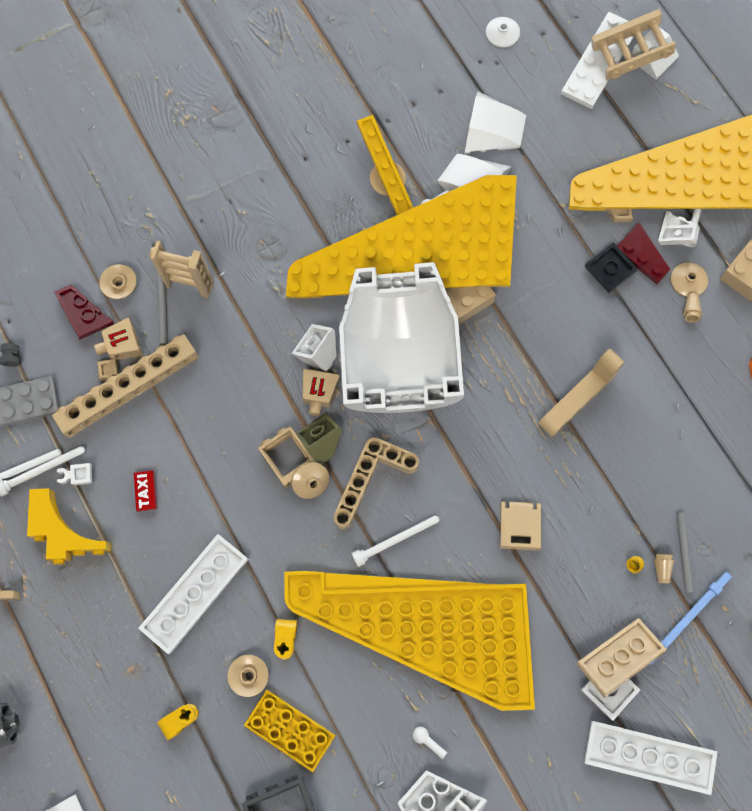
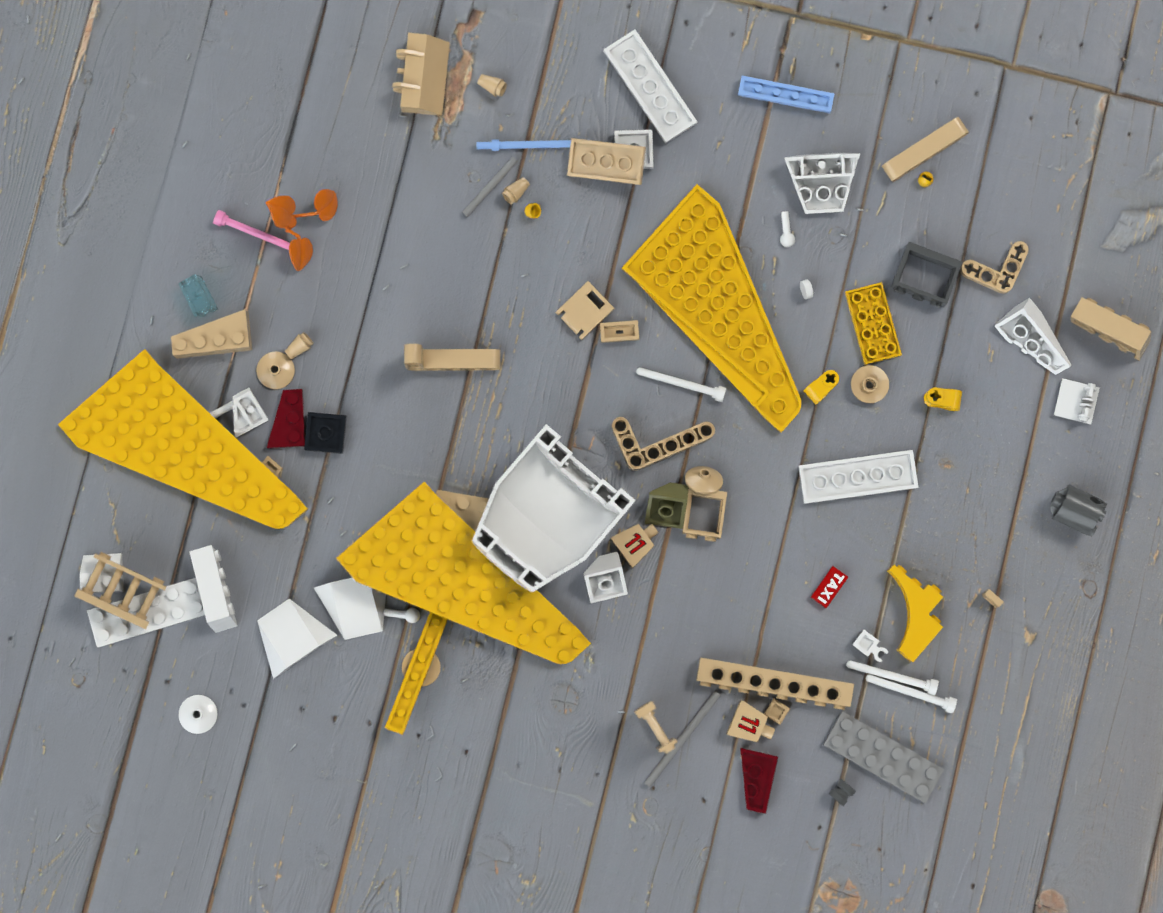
camera: 140 degrees left, 10 degrees up
(114, 275) = (716, 784): tan dish -> none
(367, 706) = (806, 289): none -> white tile
(487, 526) = (629, 328): none -> tan piece
(575, 103) = (212, 588): none -> white wedge

